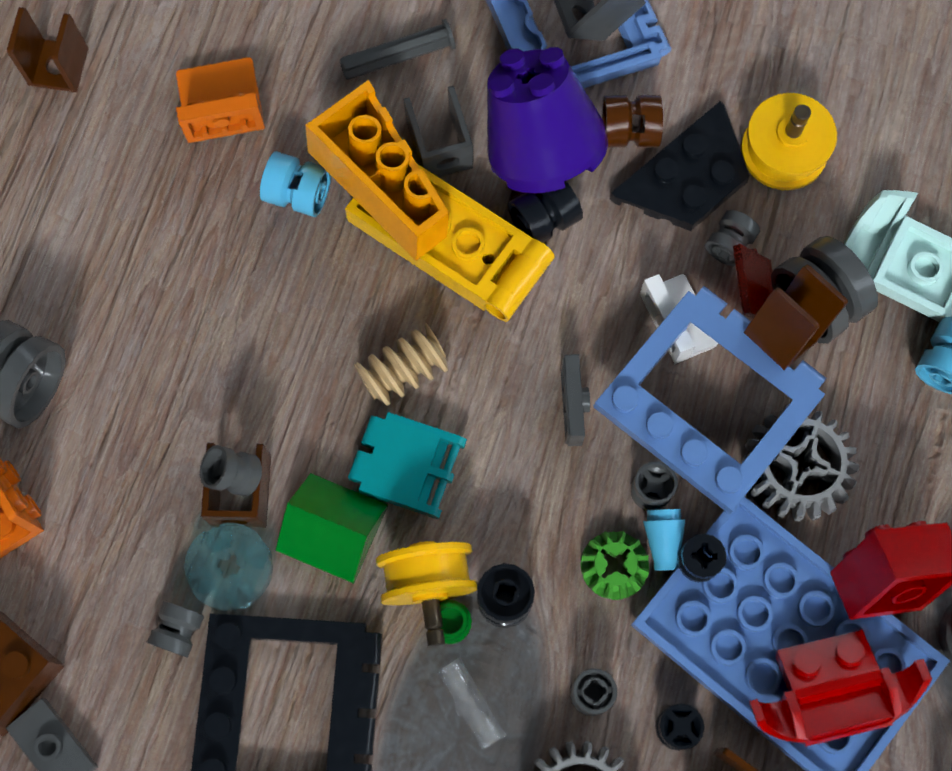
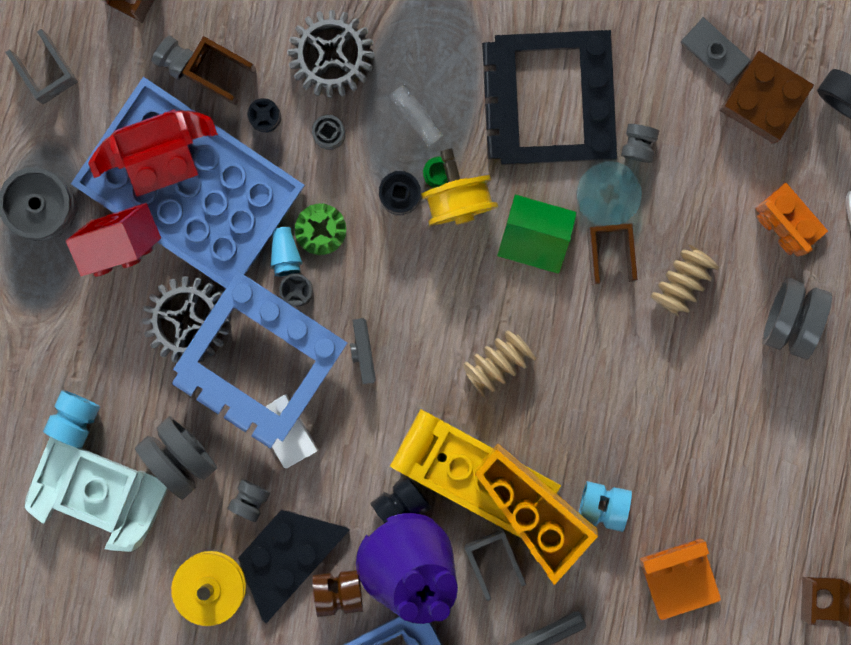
camera: 175 degrees right, 15 degrees up
(147, 441) = (684, 281): none -> tan piece
(229, 470) = (614, 257): dark grey wheel -> none
(405, 463) = (486, 288): teal plate -> none
(693, 565) = (257, 240): black wheel -> none
(753, 279) = (228, 454): clear red piece -> none
(796, 318) = (200, 421): reddish brown piece -> none

